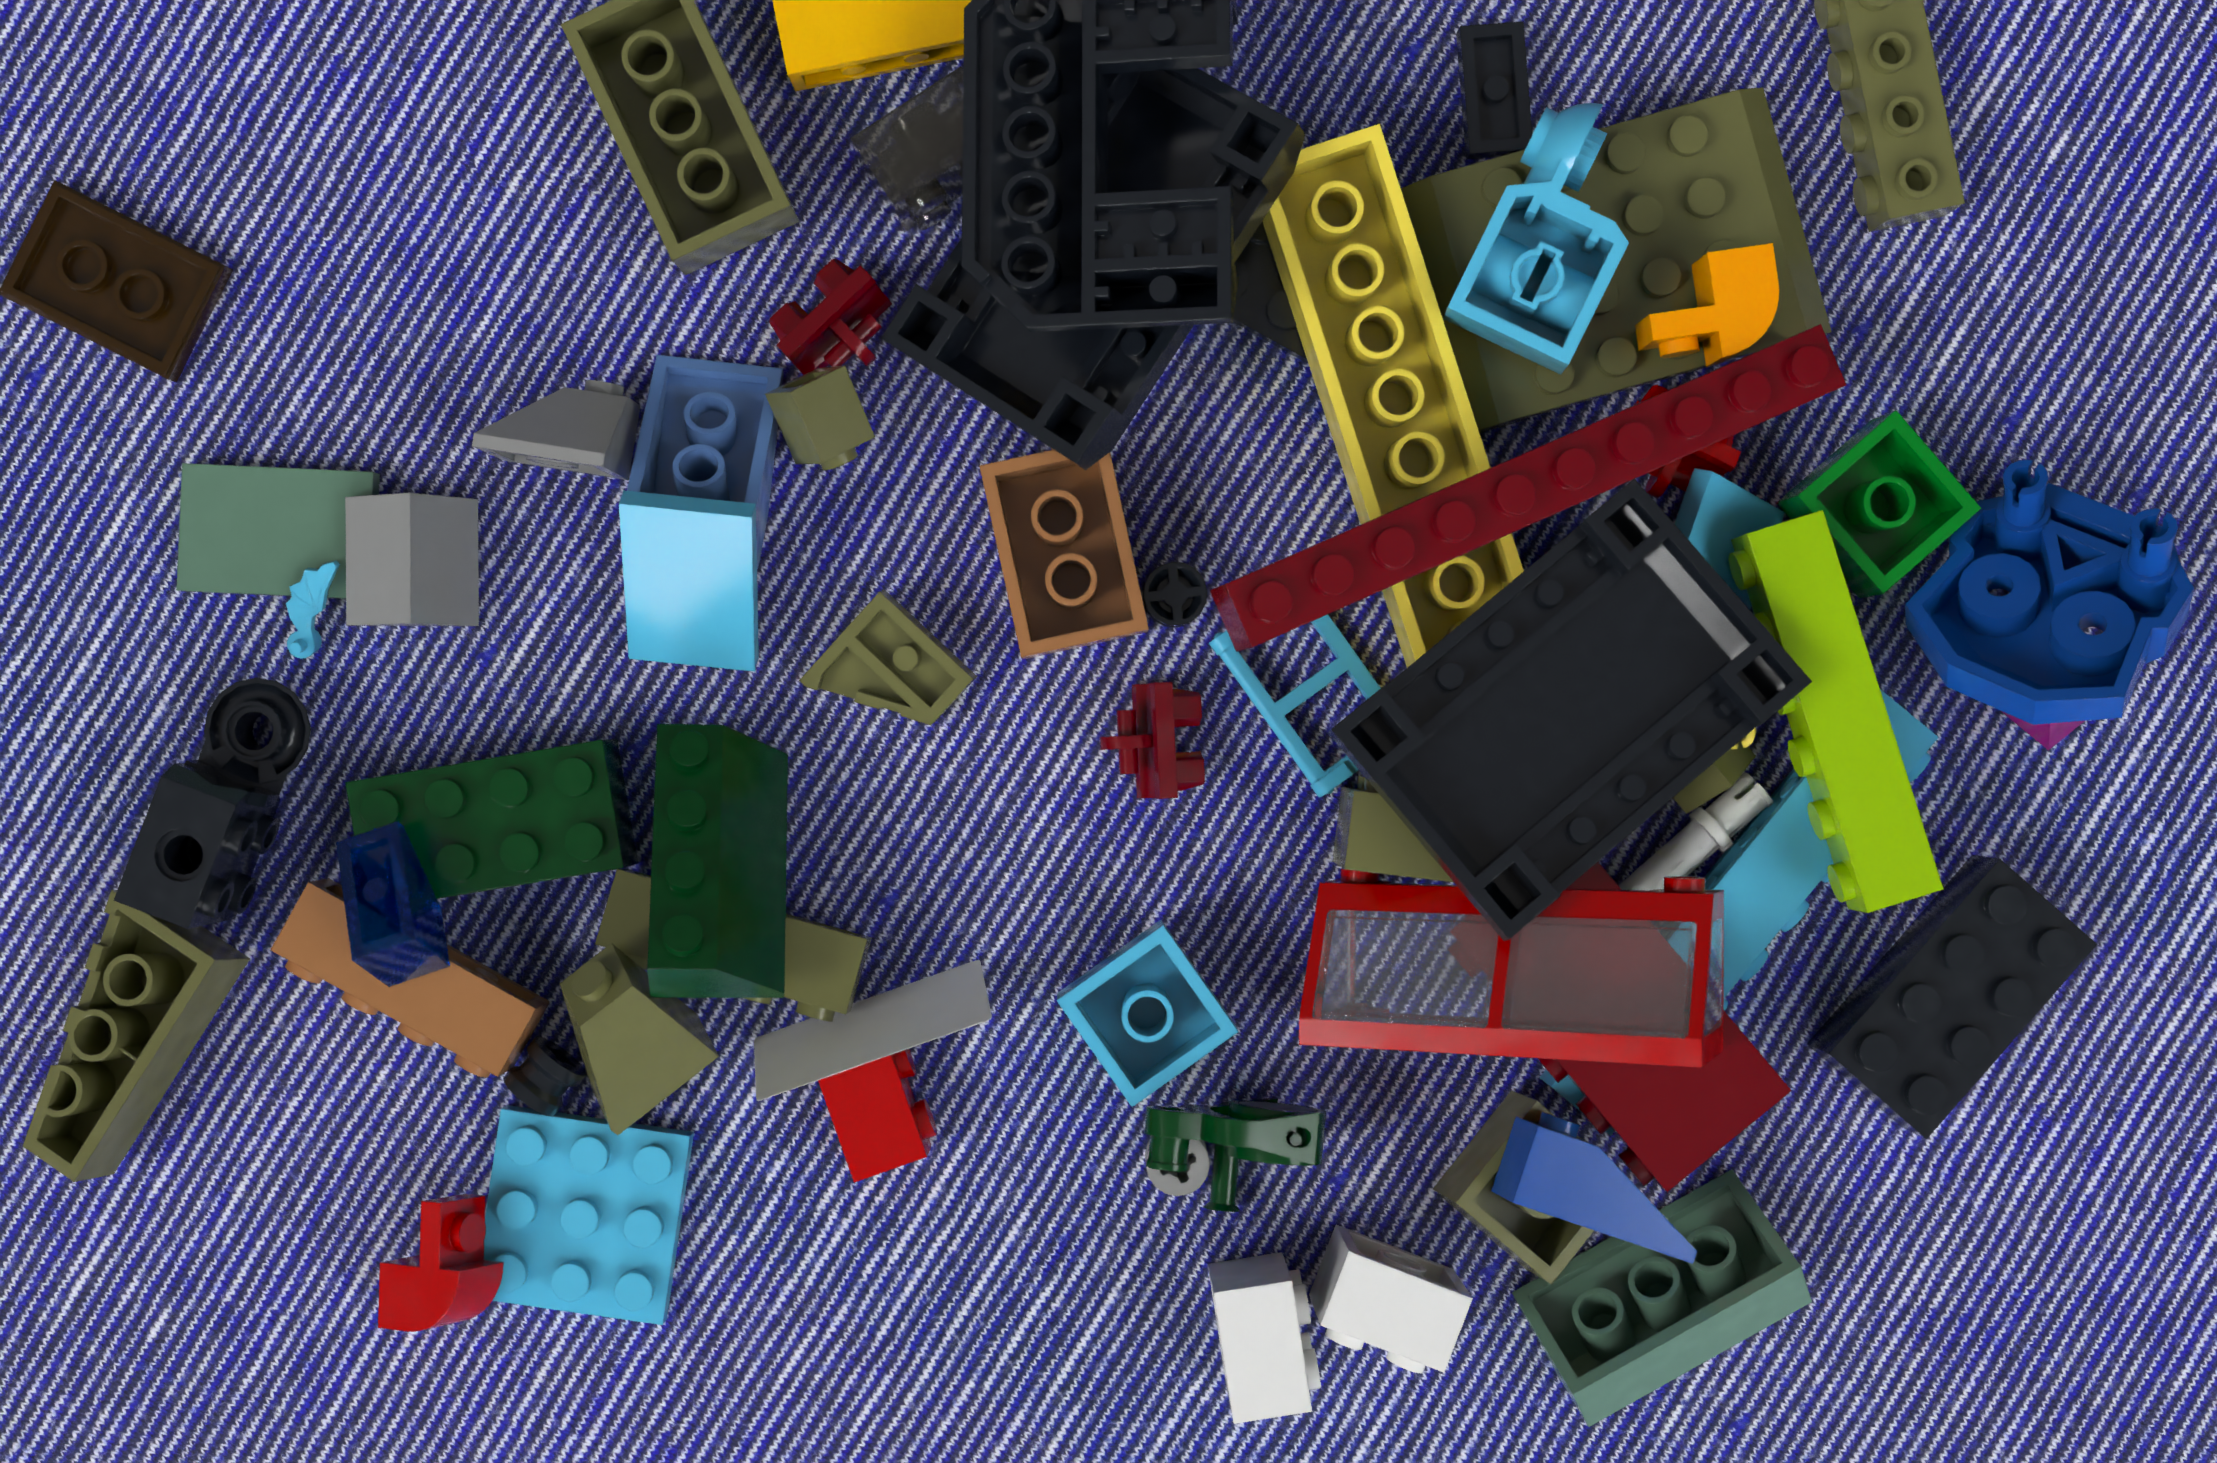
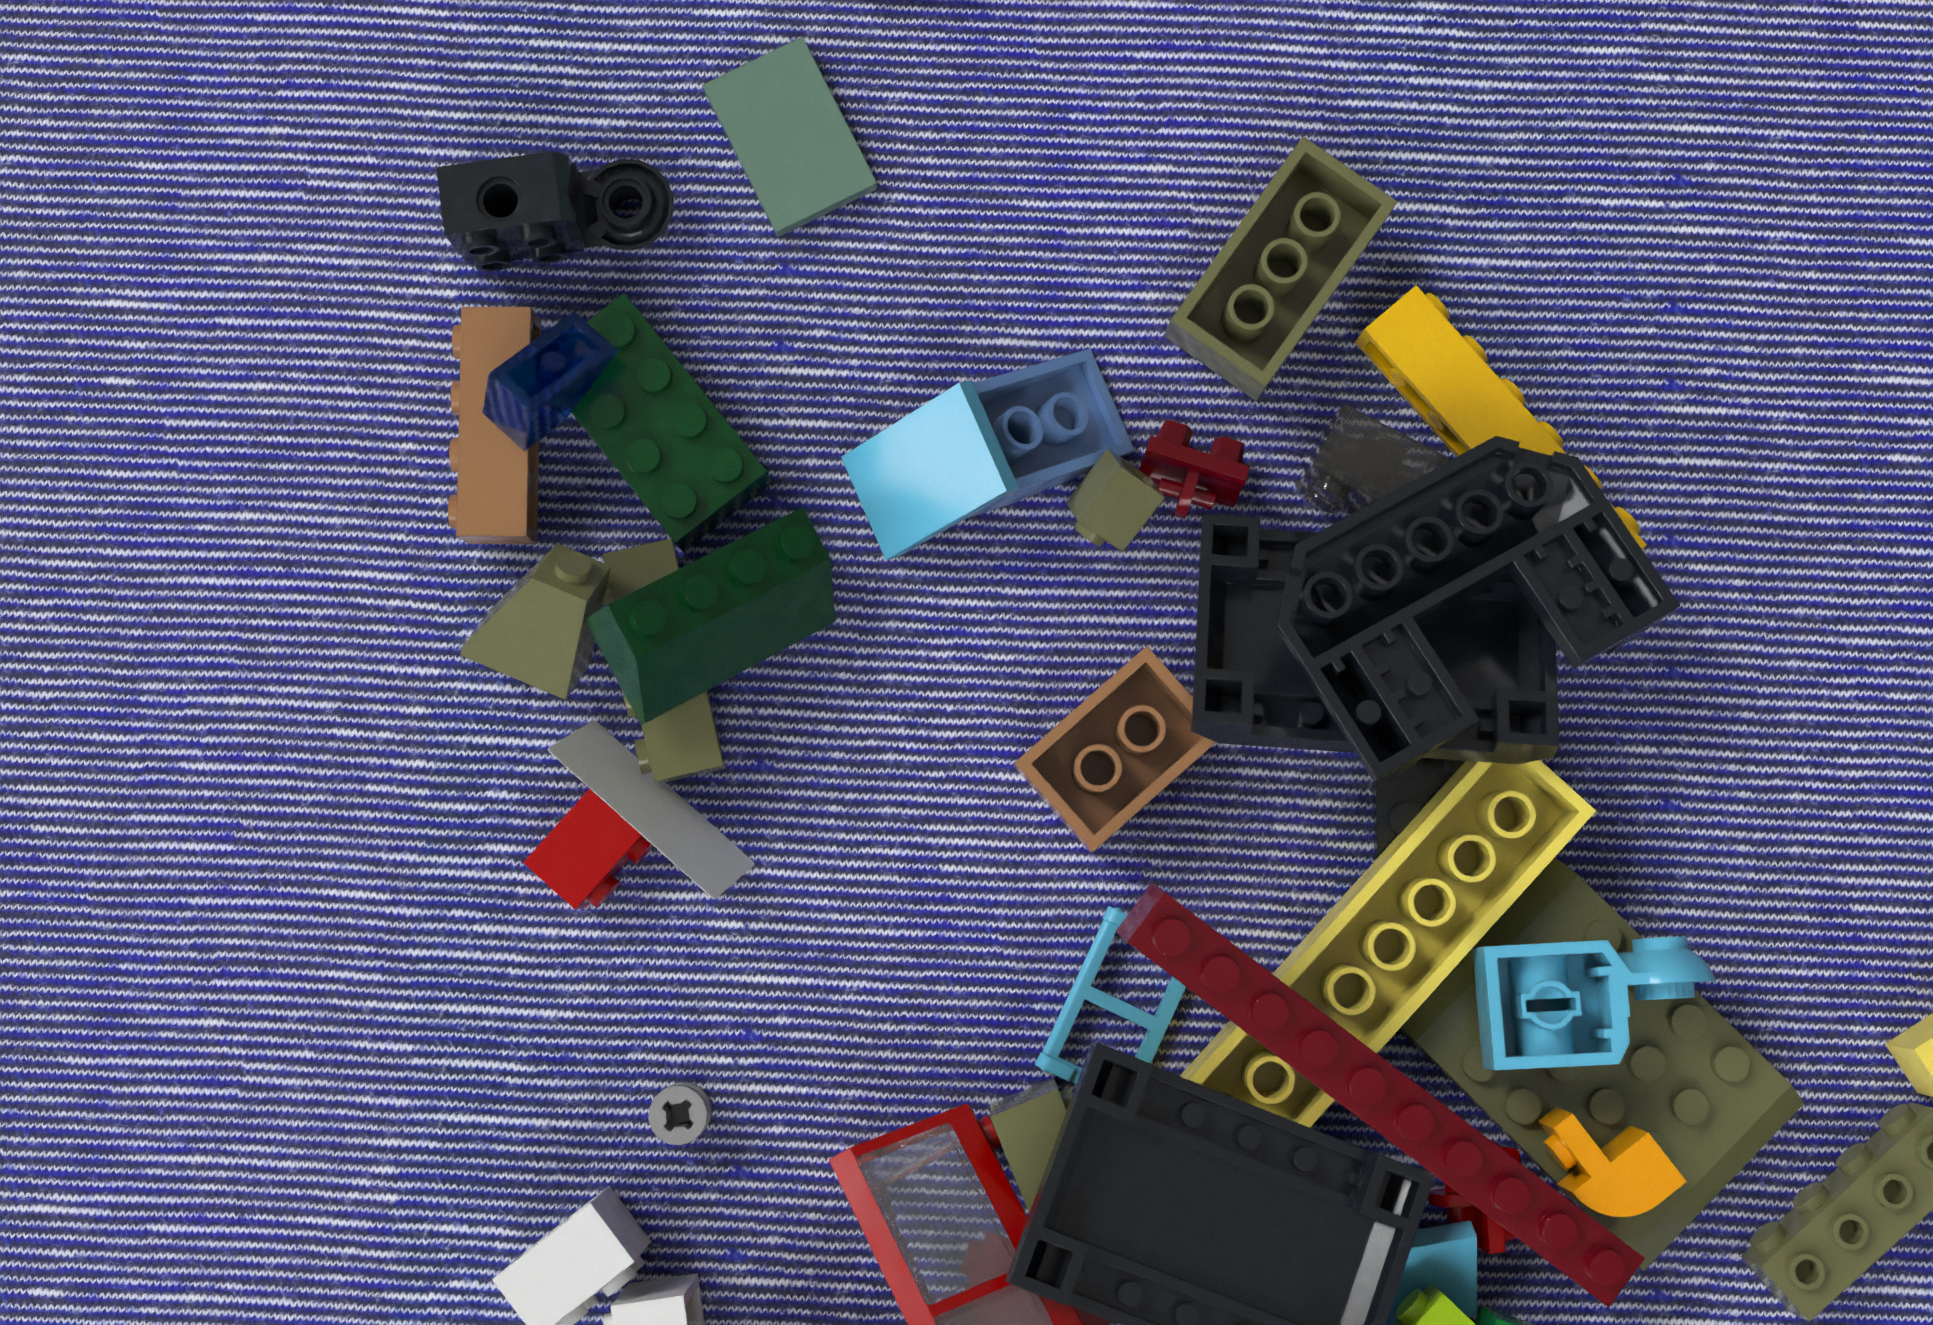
camera: 55 degrees right, 5 degrees down
(128, 1037) = (334, 236): olive wedge -> none
(307, 601) = (747, 187): medium azure piece -> none
(412, 560) = (824, 249): light grey slope -> none
(448, 1277) = (276, 584): red brick -> none
(544, 1076) = (475, 572): black wheel -> none
(569, 431) = (992, 314): light grey slope -> none
(586, 1214) = (381, 663): medium azure plate -> none
(891, 664) = (951, 664): olive wing -> none
(1146, 1013) = (785, 1022): medium azure brick -> none
(1148, 740) = (1004, 901): dark red hips -> none
(1182, 584) = (1144, 859): black wheel -> none
(1240, 1130) = (732, 1150): dark green piece -> none
(1494, 89) = (1675, 887): black plate -> none

